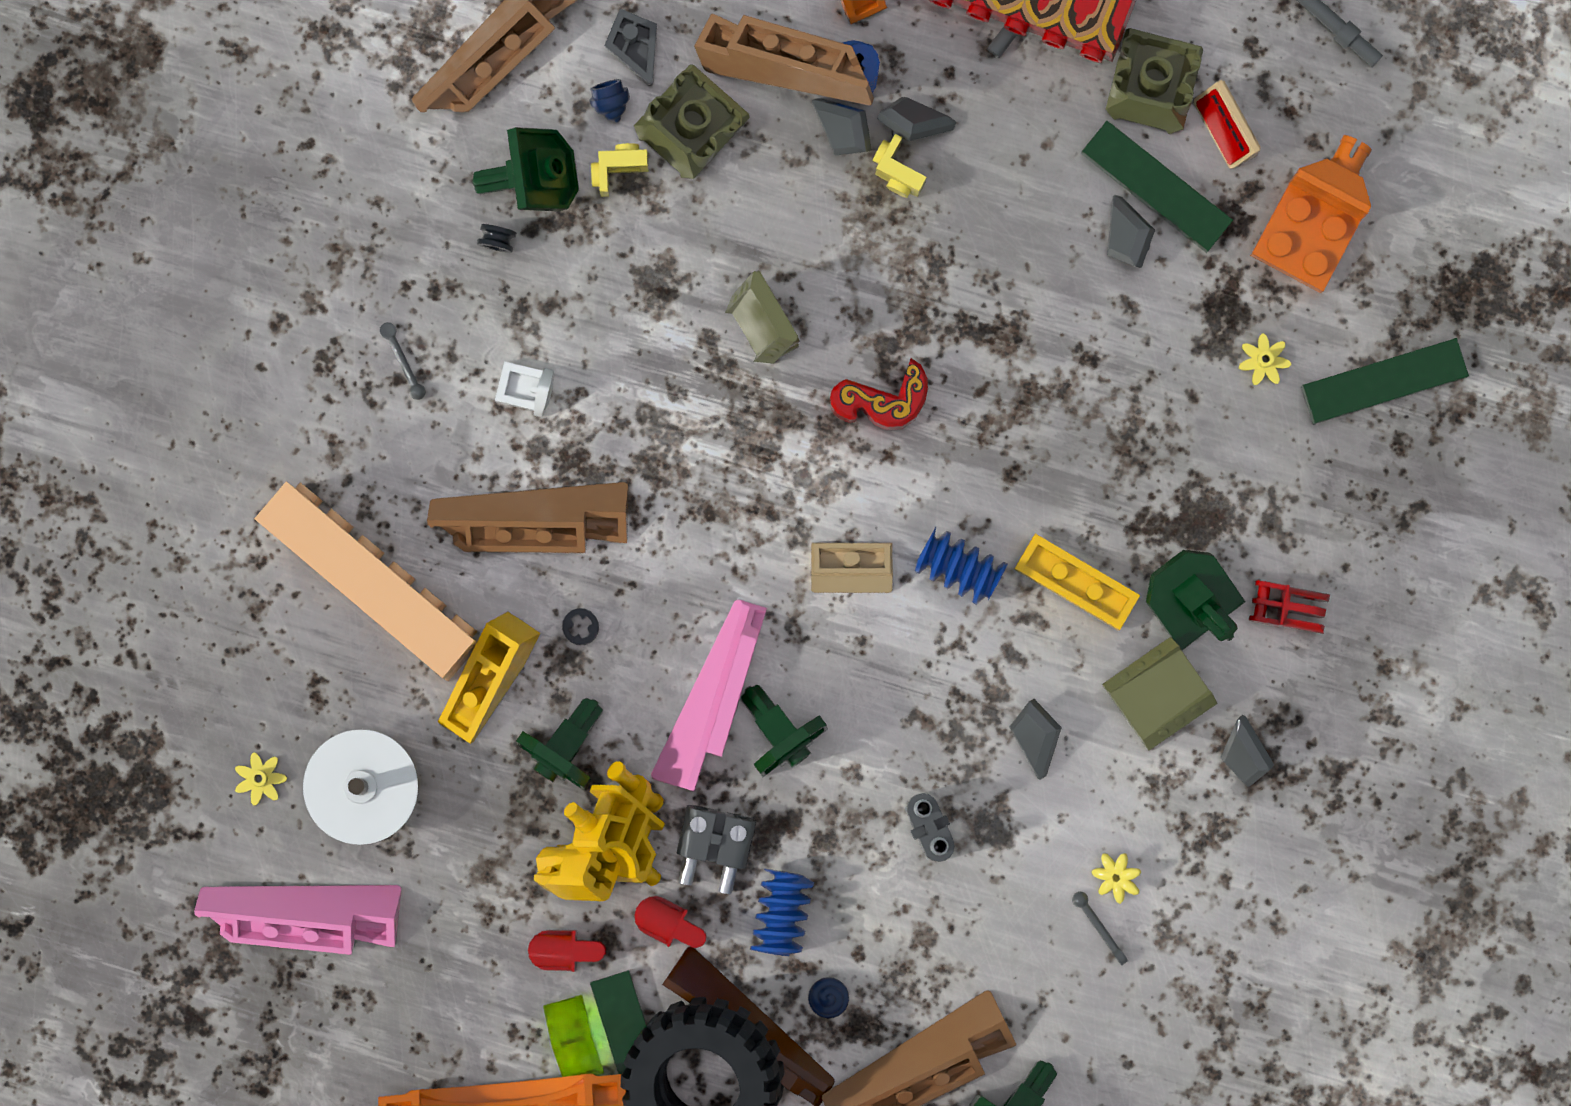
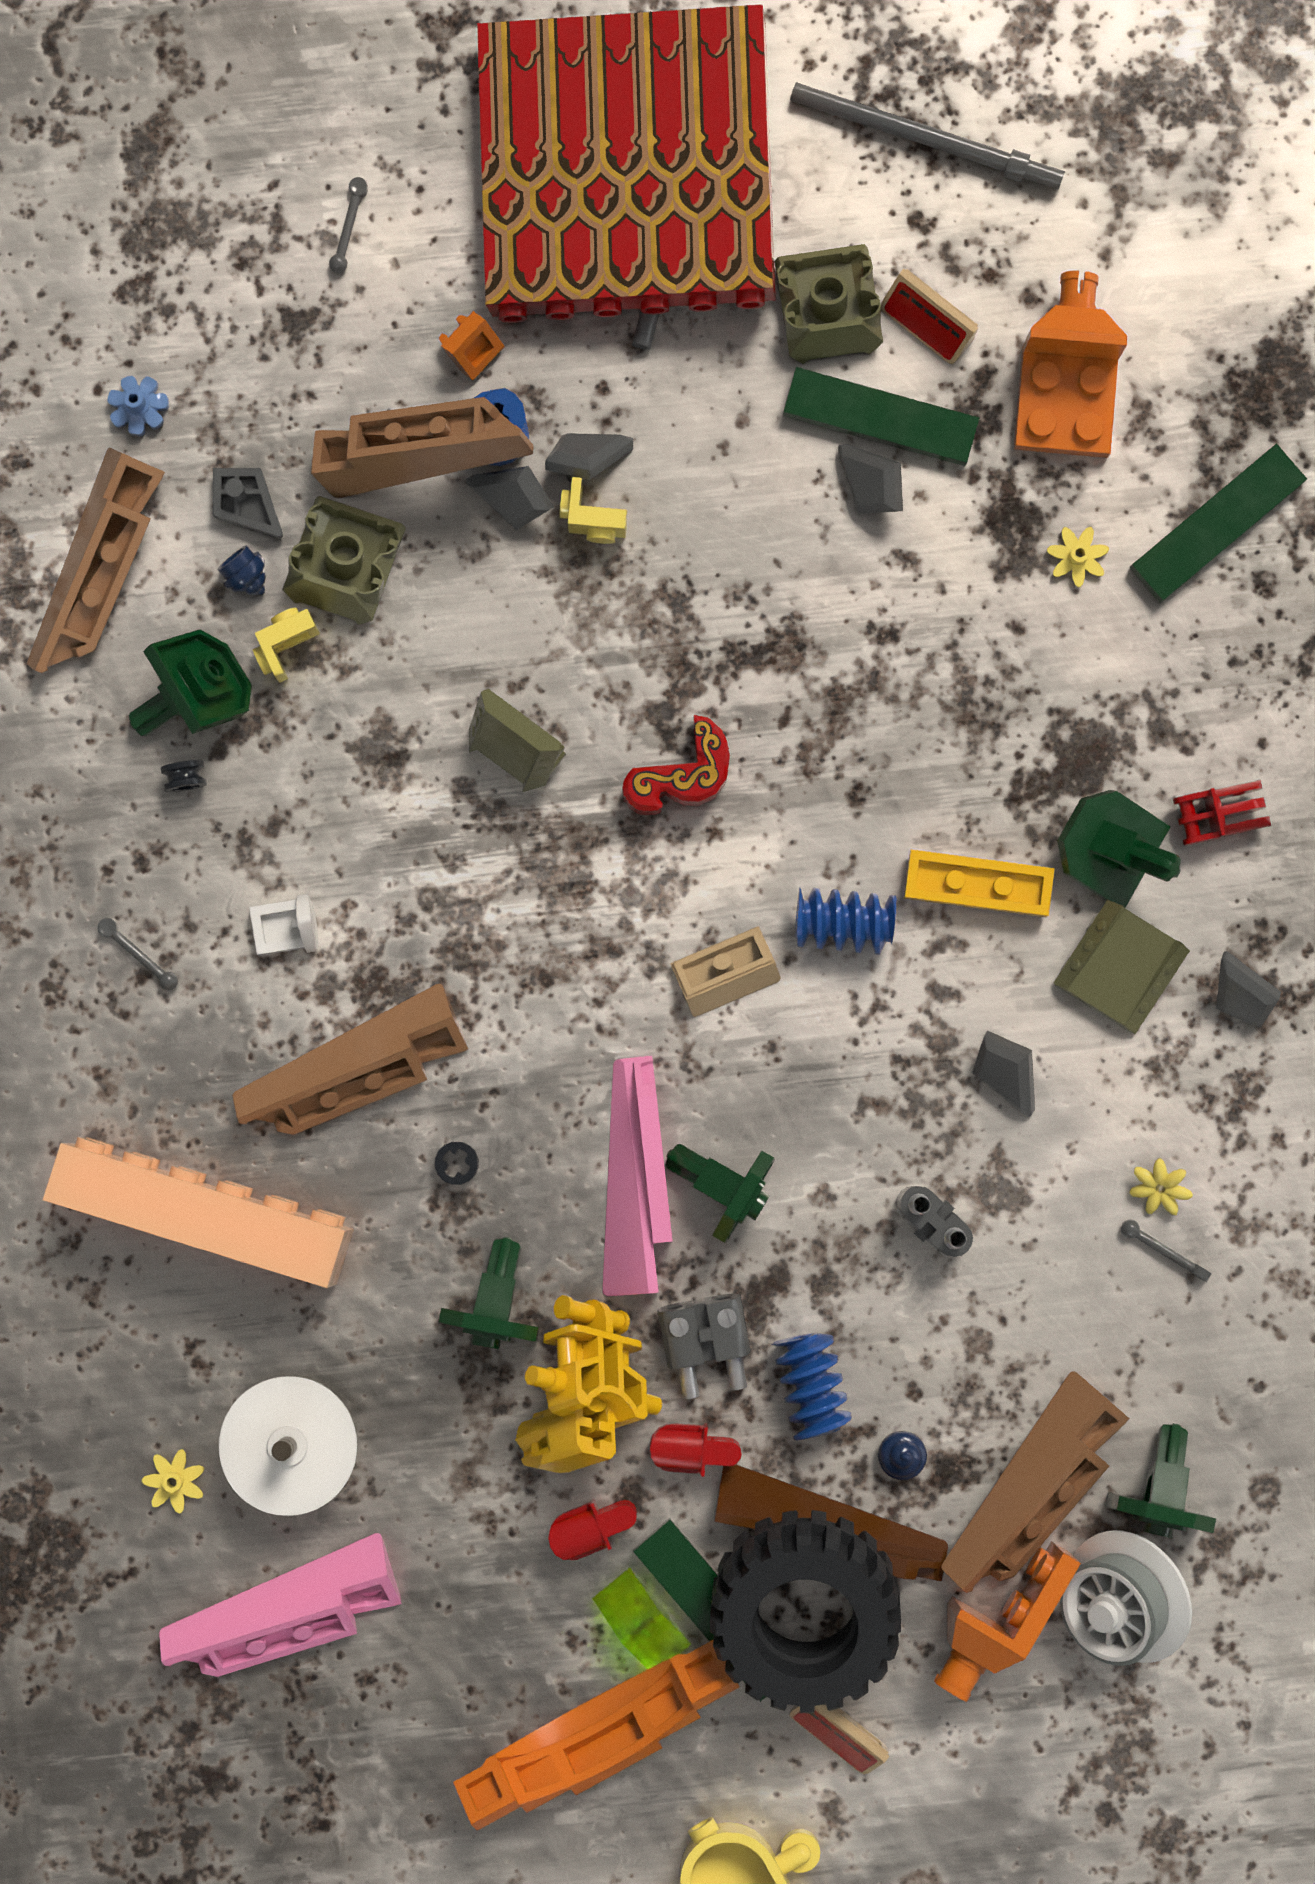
camera: 20 degrees left, 0 degrees up
(488, 675) = (377, 1259): yellow slope -> none

